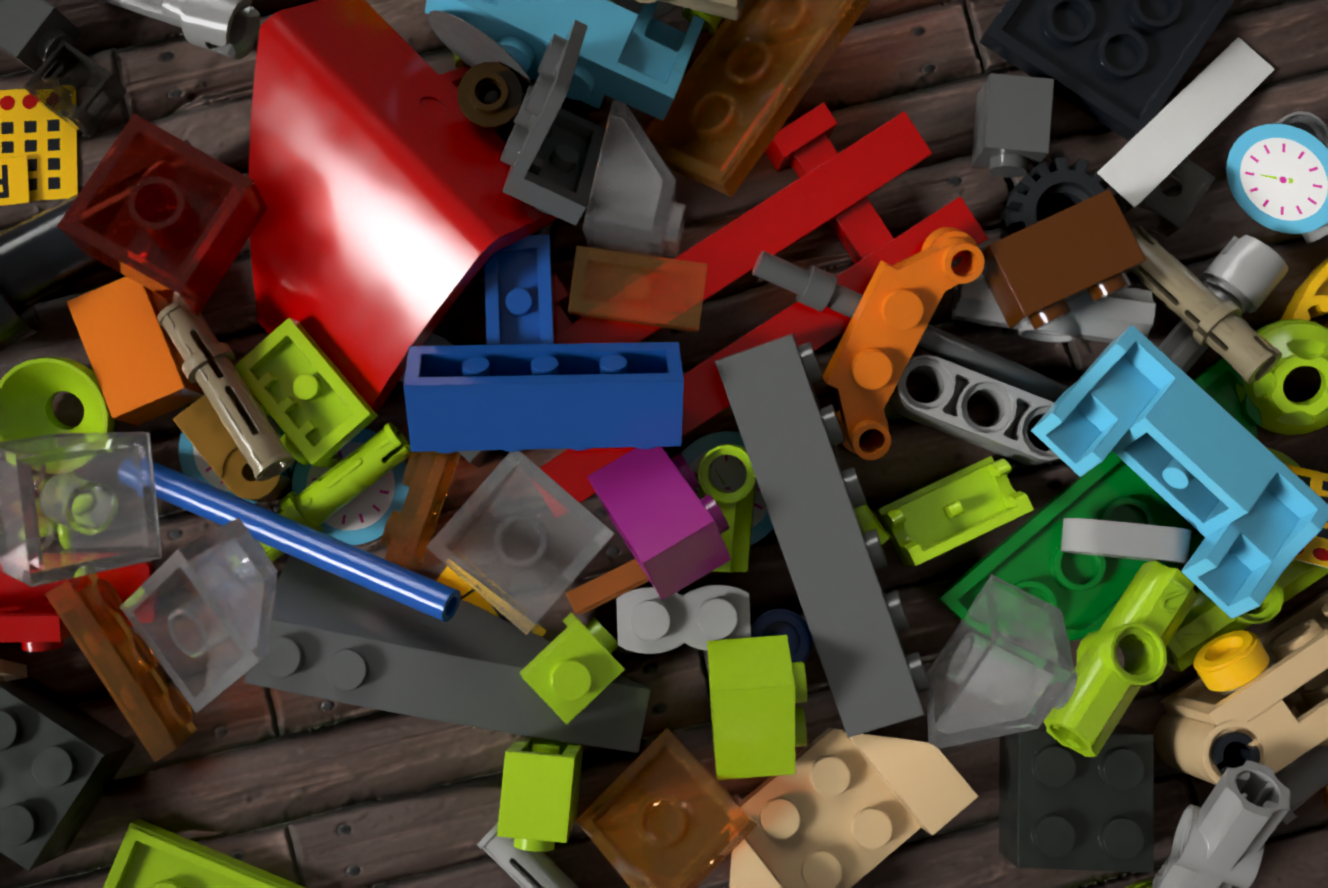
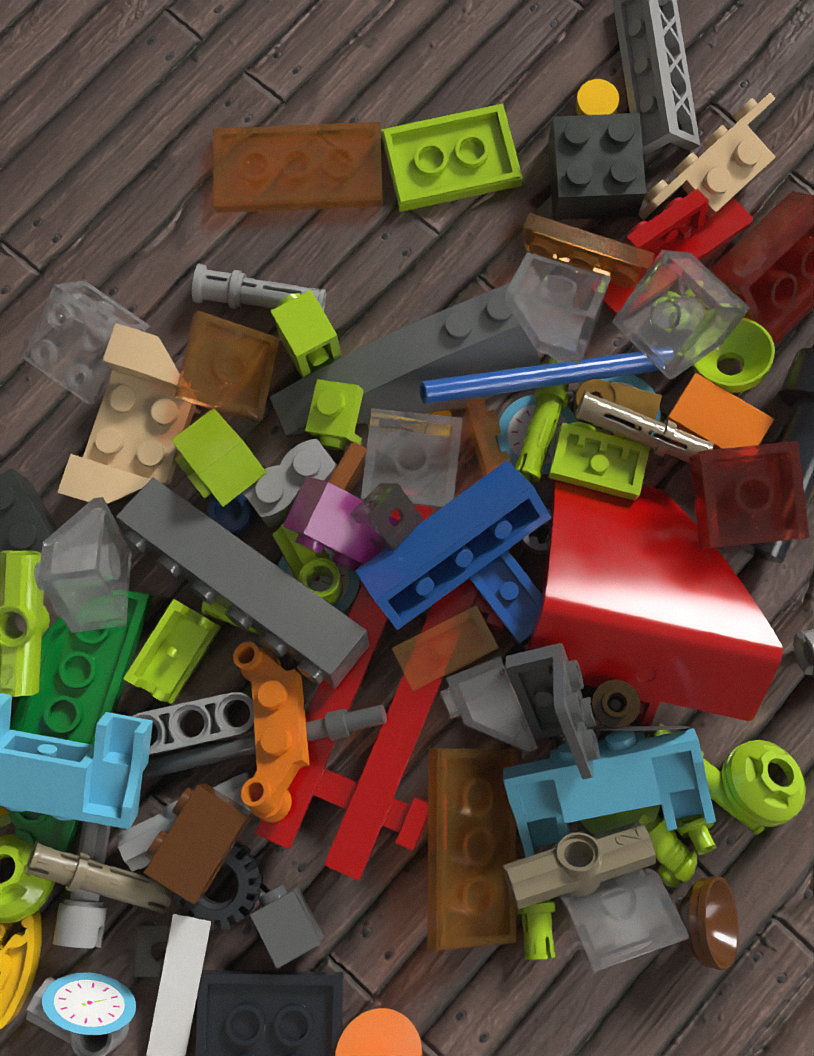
camera: 145 degrees right, 5 degrees down
(608, 488) = (376, 515): none -> clear smoke piece
(1125, 540) = (56, 697): light grey beam -> none

